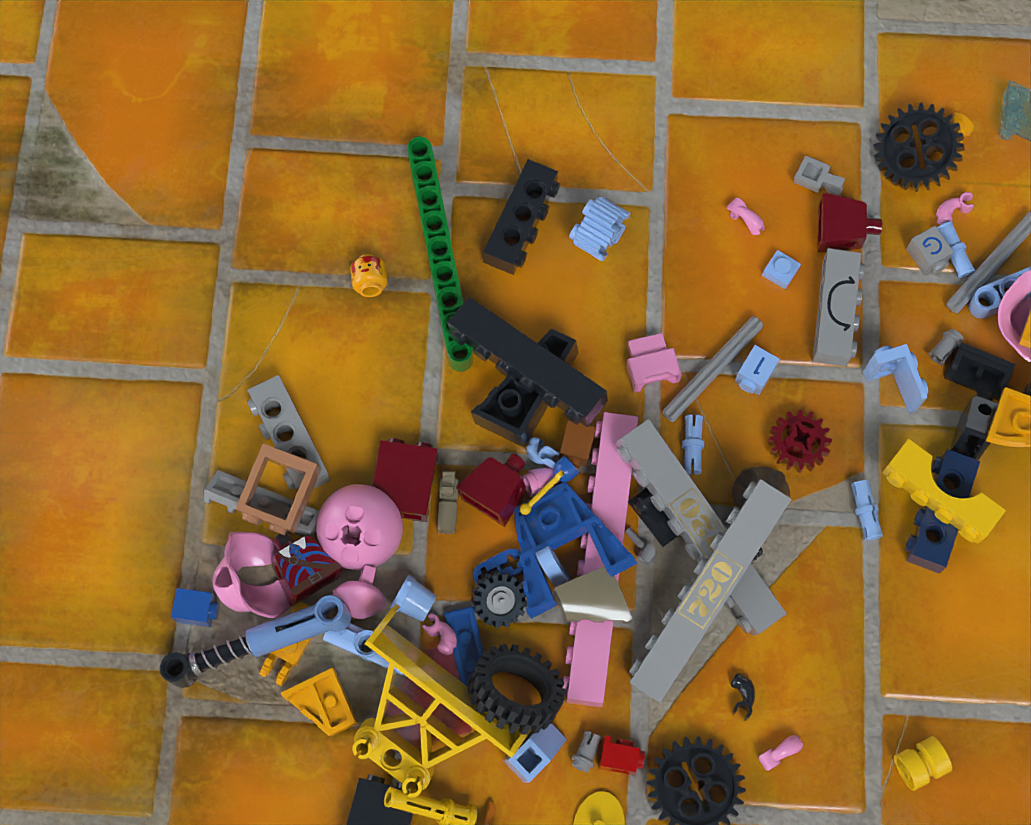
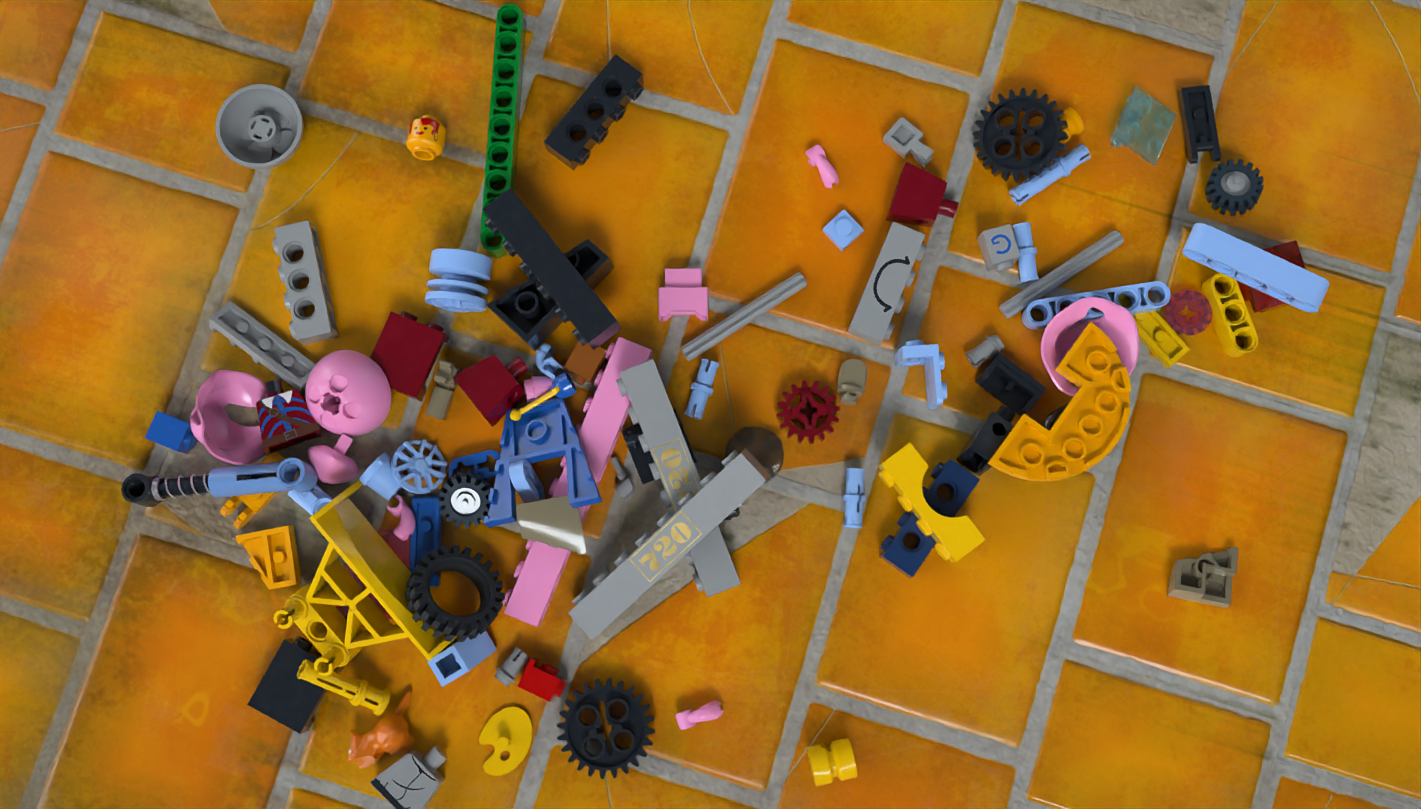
camera: 15 degrees right, 10 degrees up
(205, 288) = (247, 122): none -> light grey piece
(309, 469) = (310, 332): nougat window -> none
(437, 396) = (459, 278): none -> light blue wheel
(444, 581) = (418, 466): none -> light blue wheel
(600, 227) = (668, 143): light blue brick -> none
(747, 691) = (684, 646): black arm -> none
(756, 370) = (785, 330): light blue brick -> none
(832, 403) = (851, 381): none -> dark tan arm
(946, 209) = (1030, 206): bright pink arm -> none
(965, 168) = (1060, 169): none -> light blue pin

